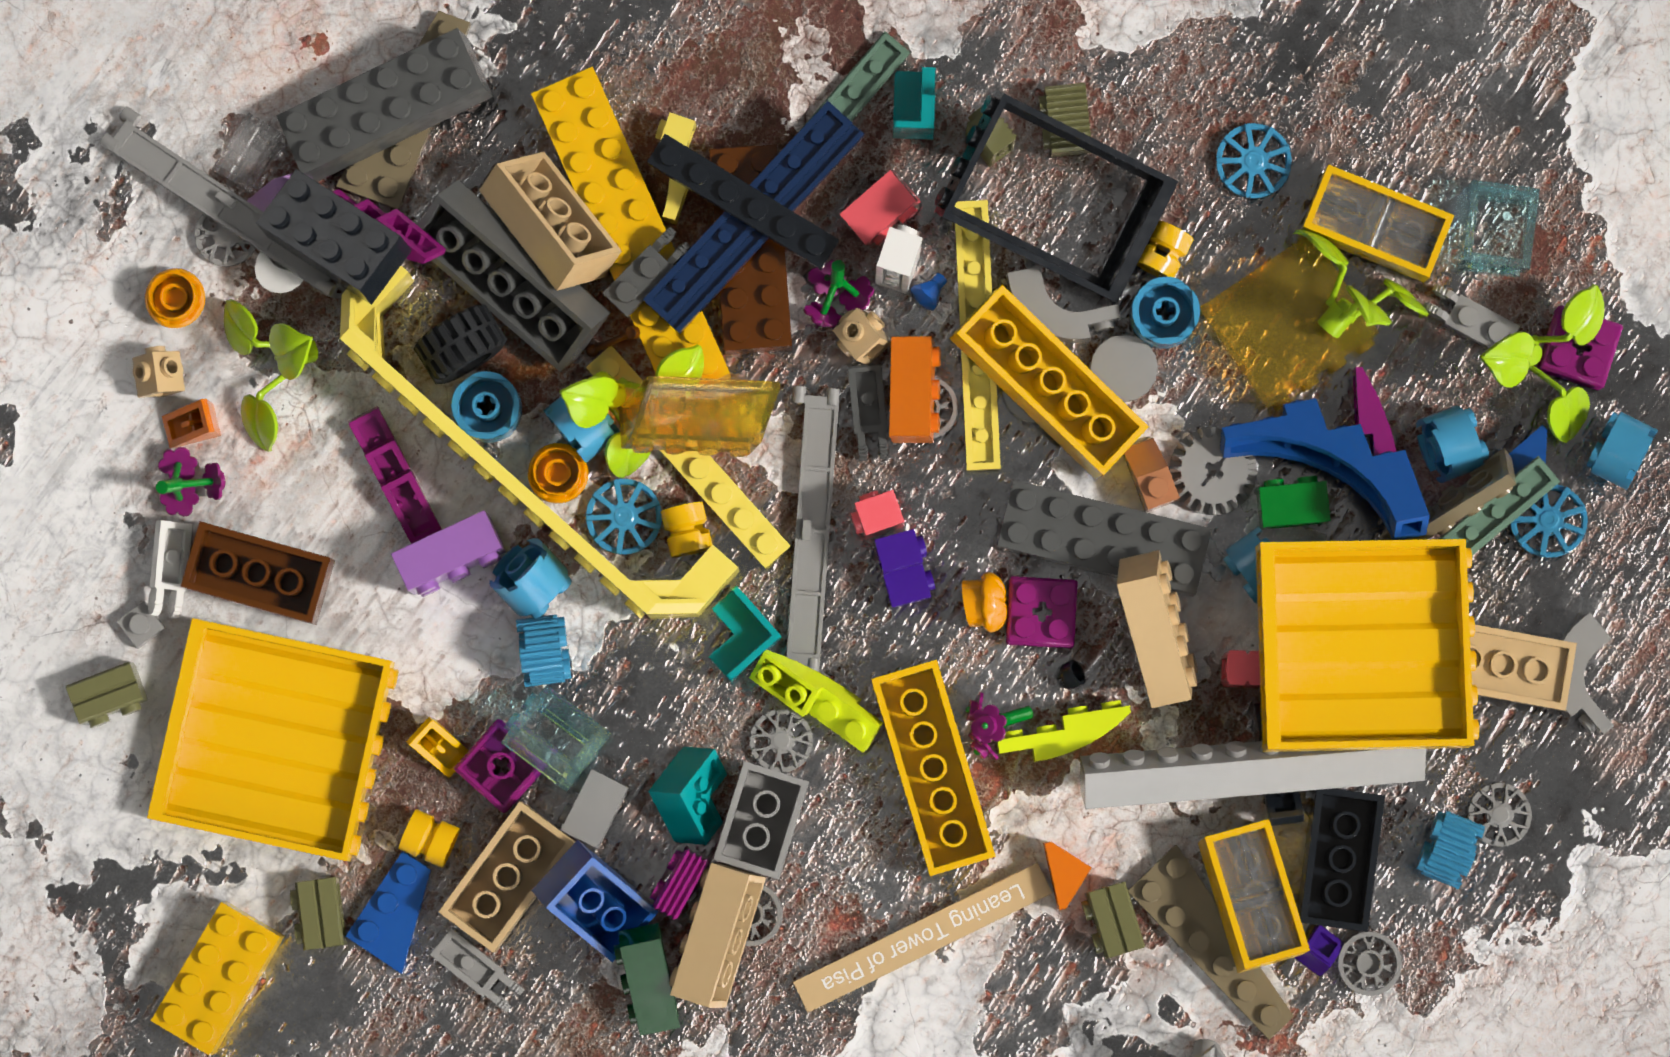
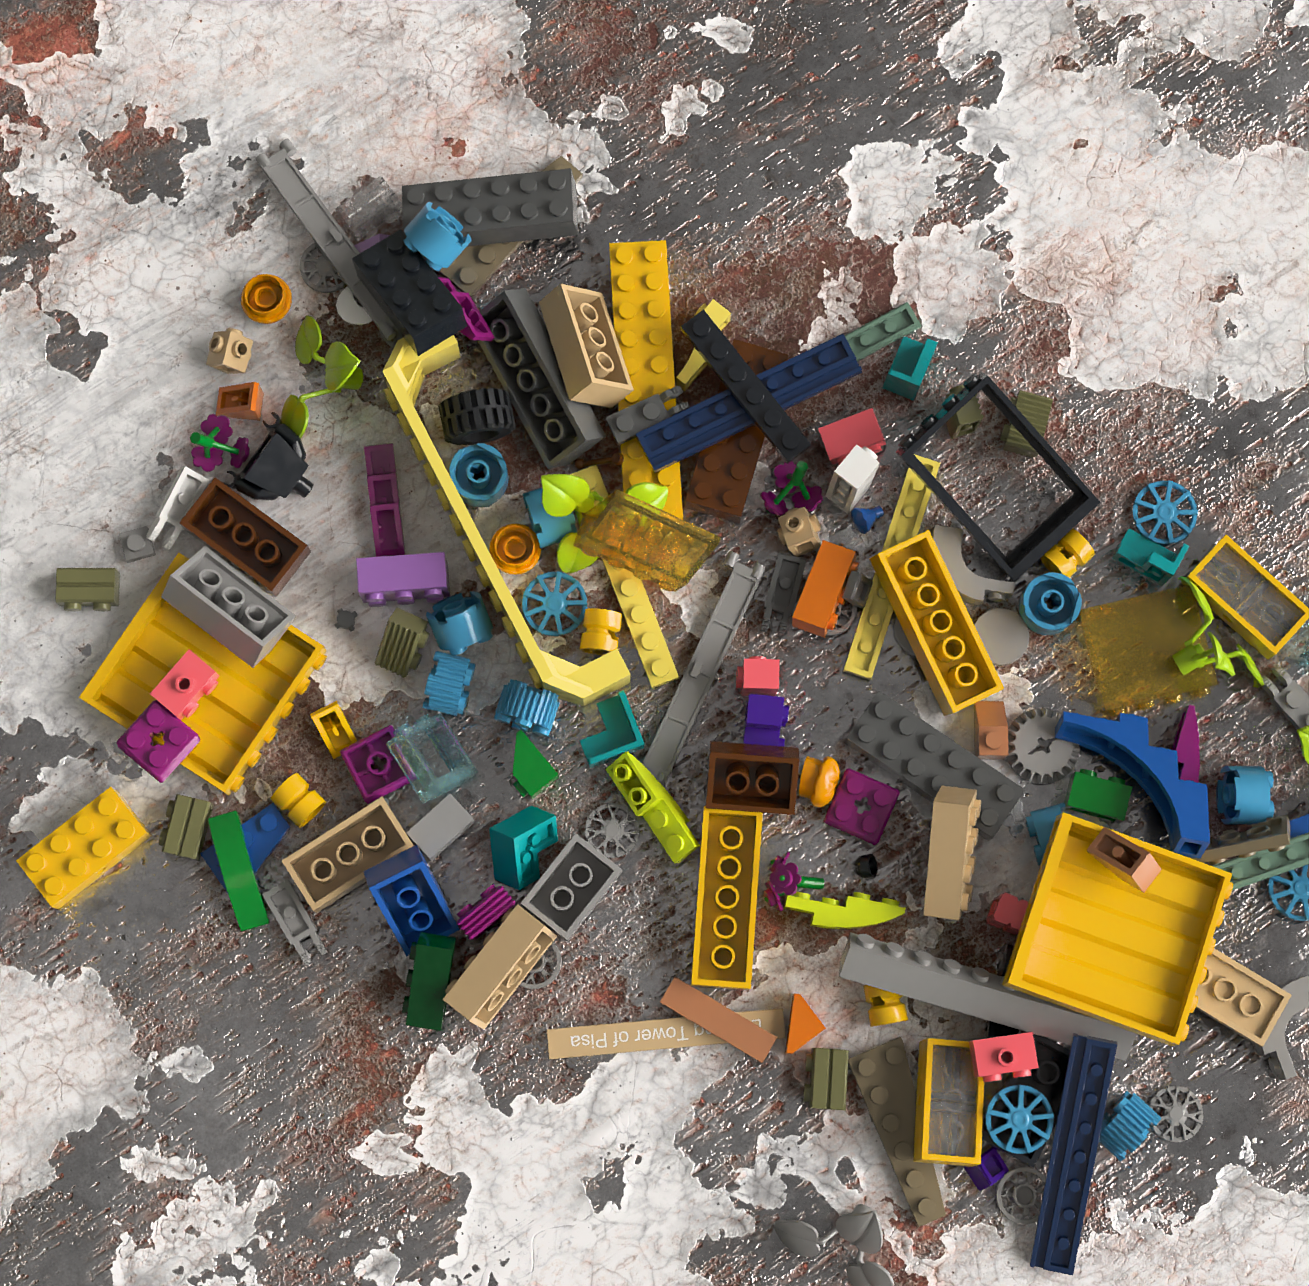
camera: 15 degrees right, 5 degrees down
(259, 482) = (275, 466): none -> black torso
(259, 761) = (185, 685): none -> coral brick
(263, 853) = (158, 722): none -> magenta brick
(270, 657) = (228, 606): none -> light grey slope
(339, 163) = (436, 236): none -> dark azure brick
(394, 939) = (238, 870): none -> green slope
(403, 621) = (346, 619): none -> dark grey piece
(475, 623) = (402, 642): none -> olive brick
(639, 644) = (527, 708): none -> dark azure brick
(667, 707) = (531, 768): none -> green slope
(912, 628) = (752, 778): none -> reddish brown brick
(949, 377) = (857, 589): none -> flat silver tile
(973, 901) = (718, 1019): none -> nougat tile
(1147, 821) = (884, 1006): none -> yellow wheel
(1253, 218) = (1148, 557): none -> teal panel
(1292, 826) = (1003, 1055): none -> coral brick
(1334, 886) = (1019, 1119): none -> dark azure wheel
(1344, 569) = (1124, 859): none -> nougat slope
(1404, 901) = (1073, 1153): none -> dark blue plate

